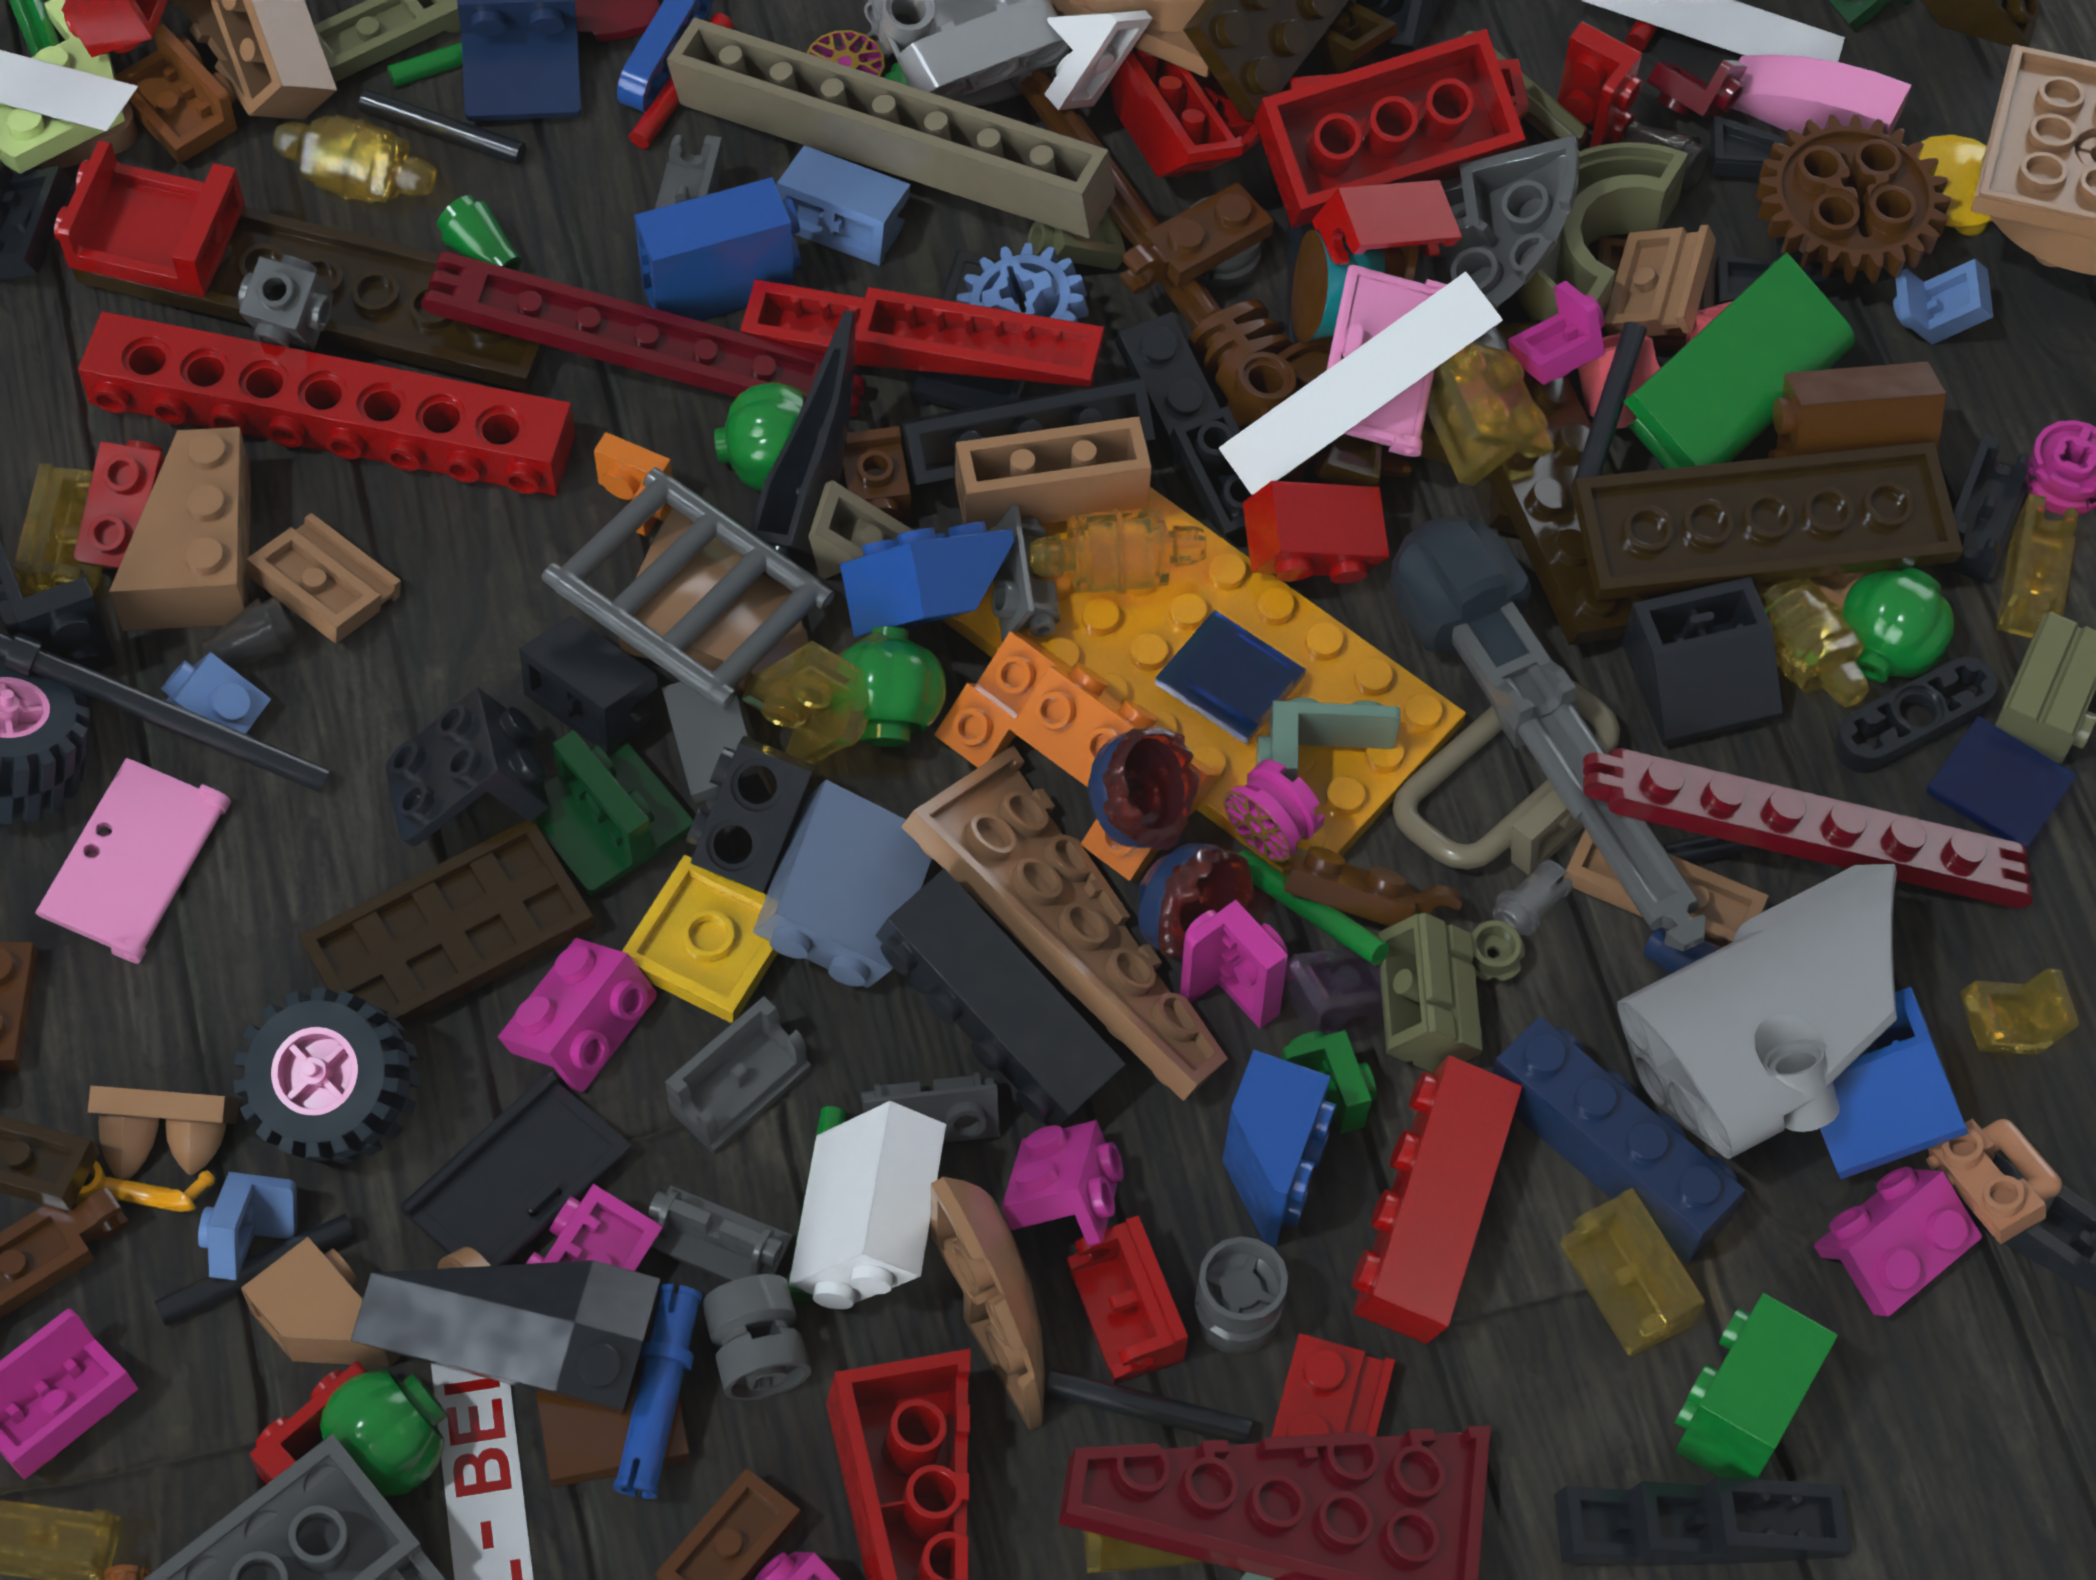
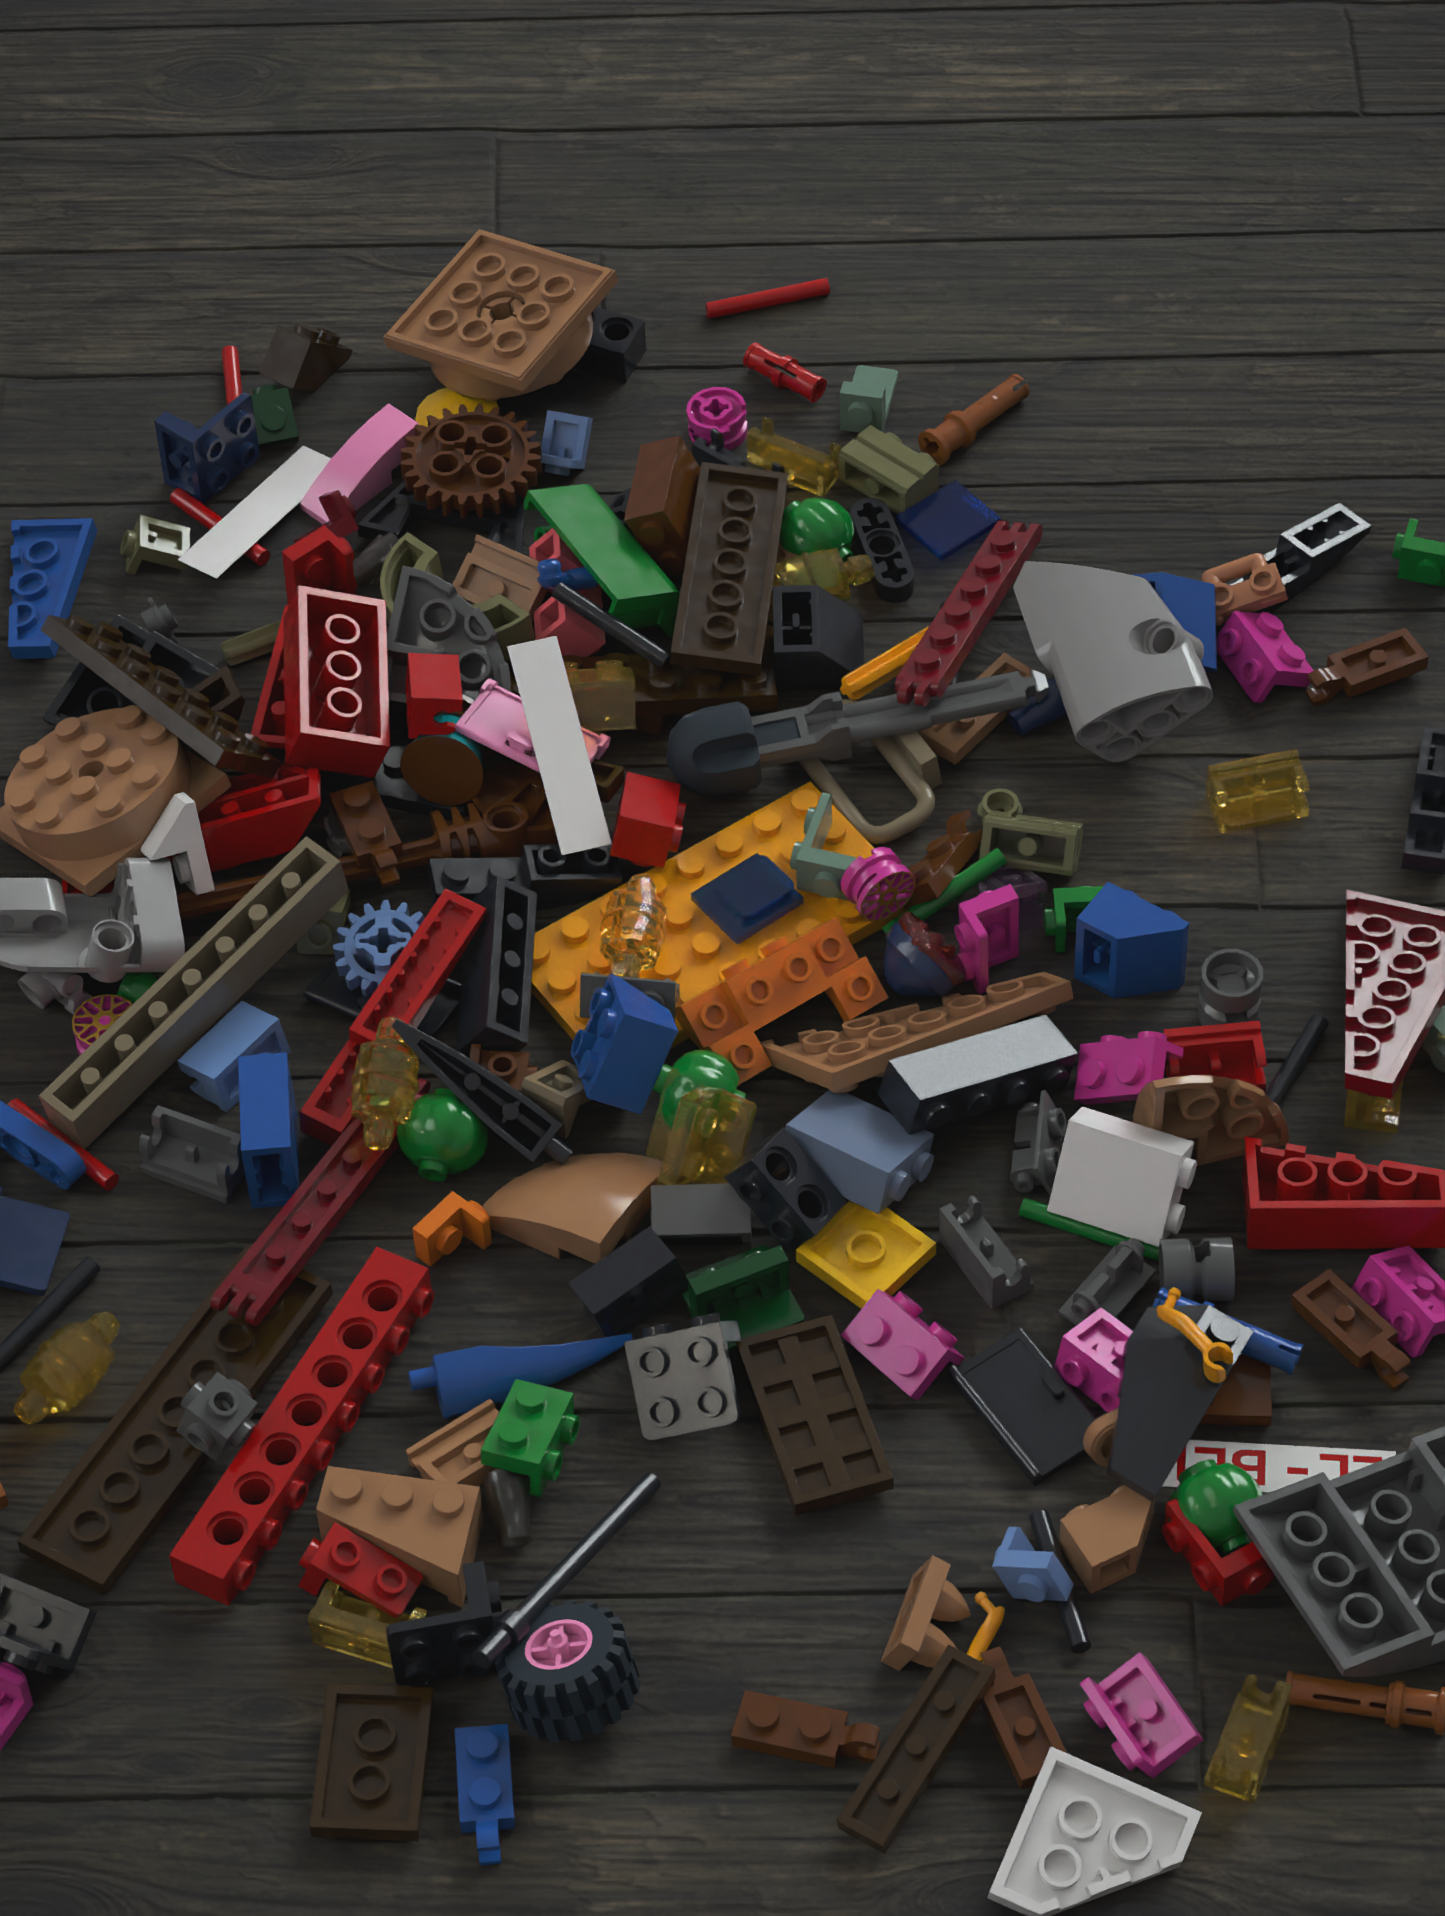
camera: 70 degrees left, 10 degrees down
(137, 868) = (711, 1627): bright pink door -> none
(149, 223) = (91, 1507): red panel -> none
(216, 693) = (551, 1539): medium blue bracket -> none
(326, 1076) = (930, 1490): black wheel -> none
(339, 629) = (532, 1433): none -> green bracket
(444, 589) = (488, 1372): none -> blue piece
(475, 233) = (172, 1299): green cone -> none
(568, 1324) = (1211, 1351): none -> light orange piece
(669, 649) = (565, 1151): dark grey bar -> none
(787, 341) = (384, 1085): none -> clear yellow piece
(1054, 472) = (558, 951): medium nougat brick -> none
(1143, 787) = (846, 947): clear red hair -> none
(1332, 1390) = (1308, 974): red plate -> none
(1436, 1199) = (1185, 874): red brick -> none
(1532, 898) = (965, 779): clear pin -> none
(1564, 340) = (544, 619): dark pink bracket -> none
(1617, 1139) = (1158, 774): dark blue brick -> none
(1661, 325) = (551, 576): none -> blue arm
(1671, 742) = (879, 669): none -> light orange axle
(1747, 1404) = (1375, 734): green slope -> none
(1928, 1385) = (1367, 666): none -> reddish brown plate
(2020, 1015) = (1124, 545): clear yellow bracket -> none

